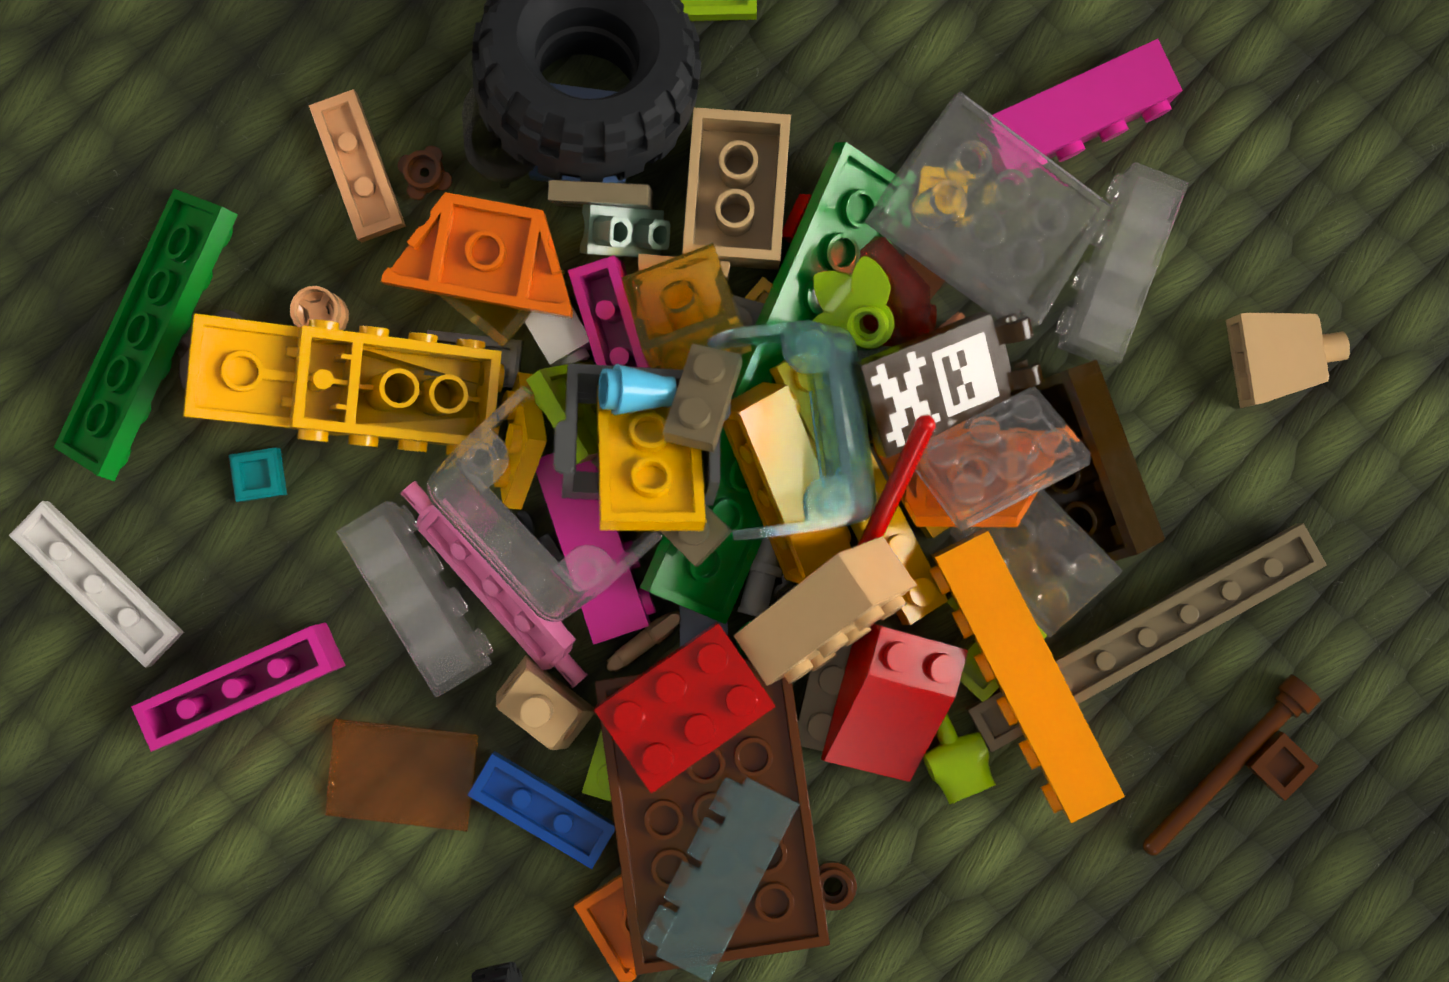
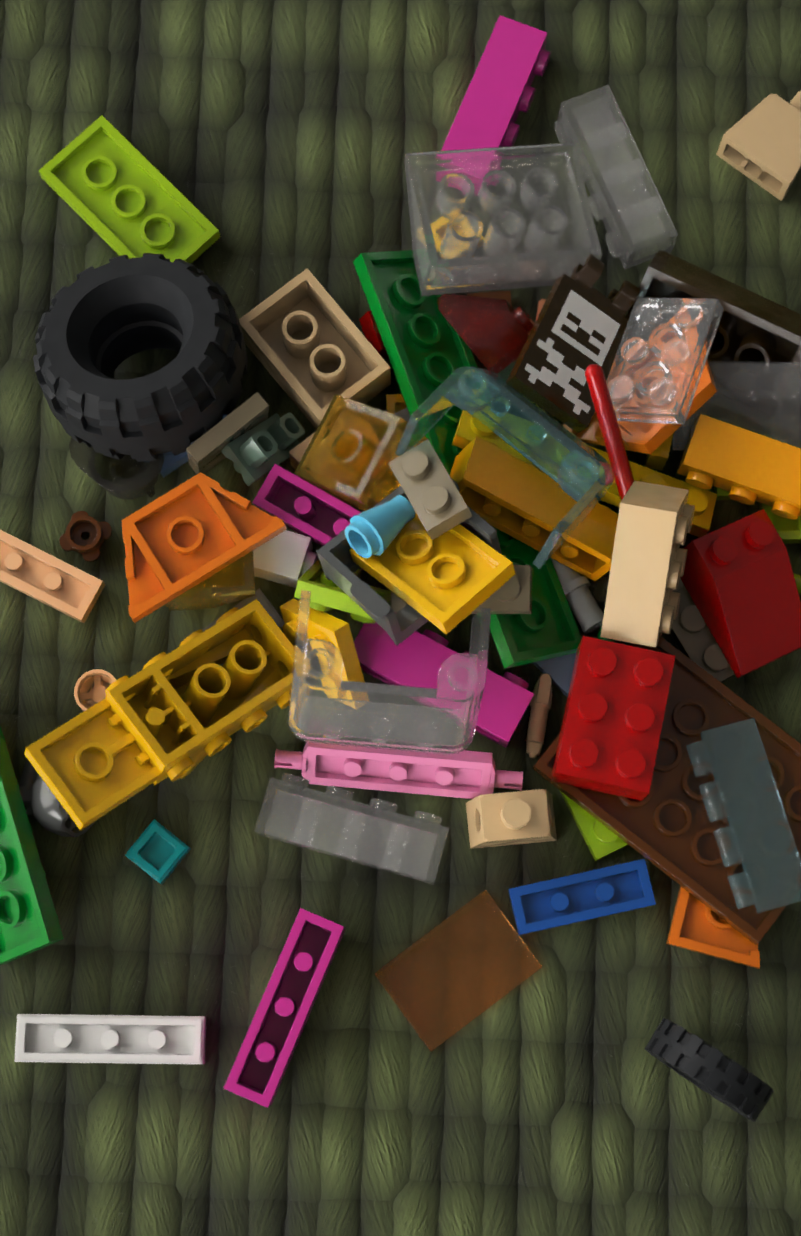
camera: 40 degrees left, 10 degrees down
(851, 297) = (465, 343): lime plate -> none

